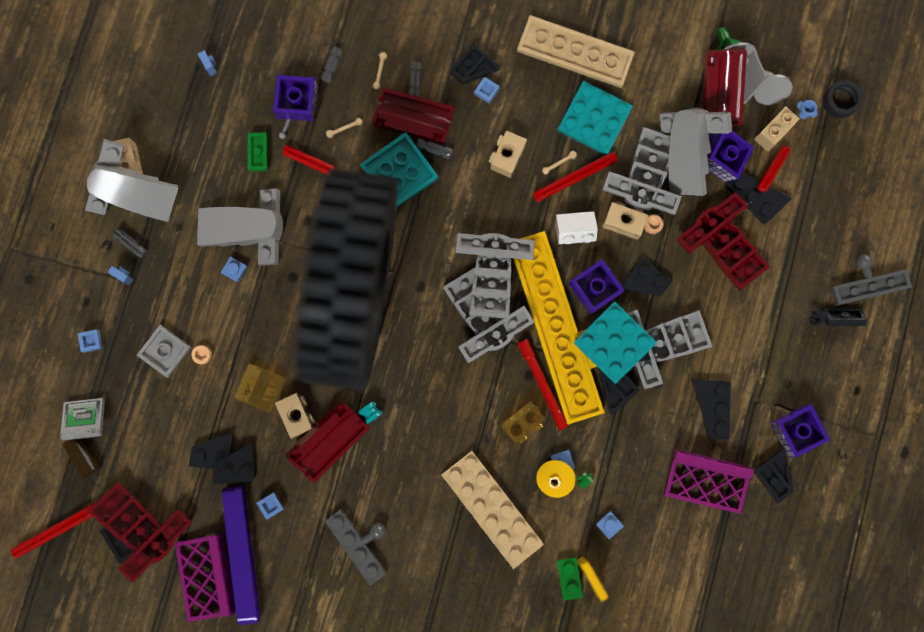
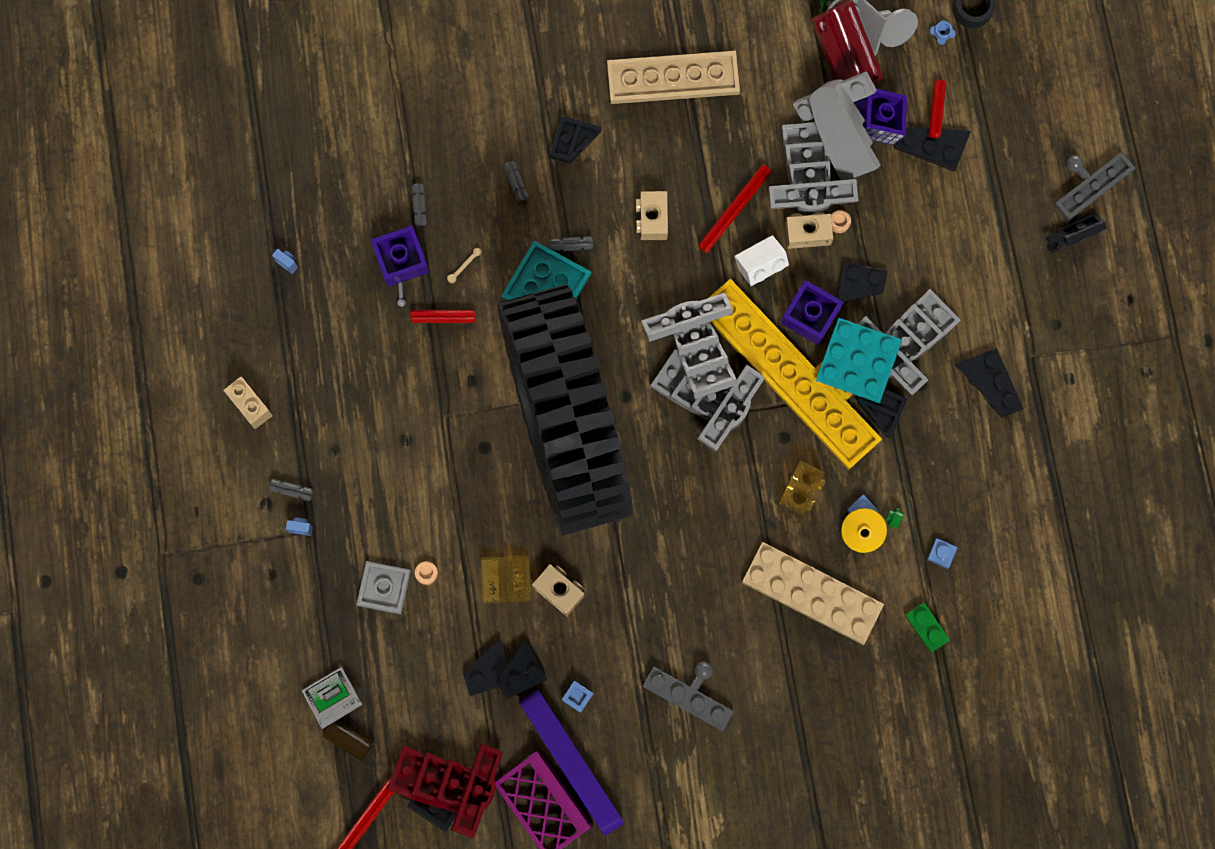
camera: 25 degrees left, 5 degrees down
(90, 341) = (299, 612): medium blue plate -> none
(126, 187) = (264, 429): light grey slope -> none
(234, 269) = (418, 467): medium blue plate -> none
(245, 226) = (408, 416): light grey slope -> none
(257, 152) = (384, 331): green plate -> none
(327, 441) = (606, 600): dark red gear -> none
(370, 412) = (637, 550): teal wheel -> none
(383, 56) = (470, 172): tan hinge -> none
(413, 115) = (533, 219): dark red gear -> none
(486, 90) = (598, 158): medium blue plate -> none
(529, 356) = (832, 462): red piece -> none
(572, 155) = (720, 188): tan hinge -> none
(592, 579) = (950, 613): yellow tile -> none
(595, 118) = (726, 138): teal plate -> none
(712, 464) = (1018, 442): magenta fence -> none
(726, 242) = (924, 206): dark red slope -> none
(775, 476) = (1088, 424): black wing -> none
(776, 129) = (921, 66): tan brick -> none
(800, 431) = (1090, 366): dark purple brick -> none

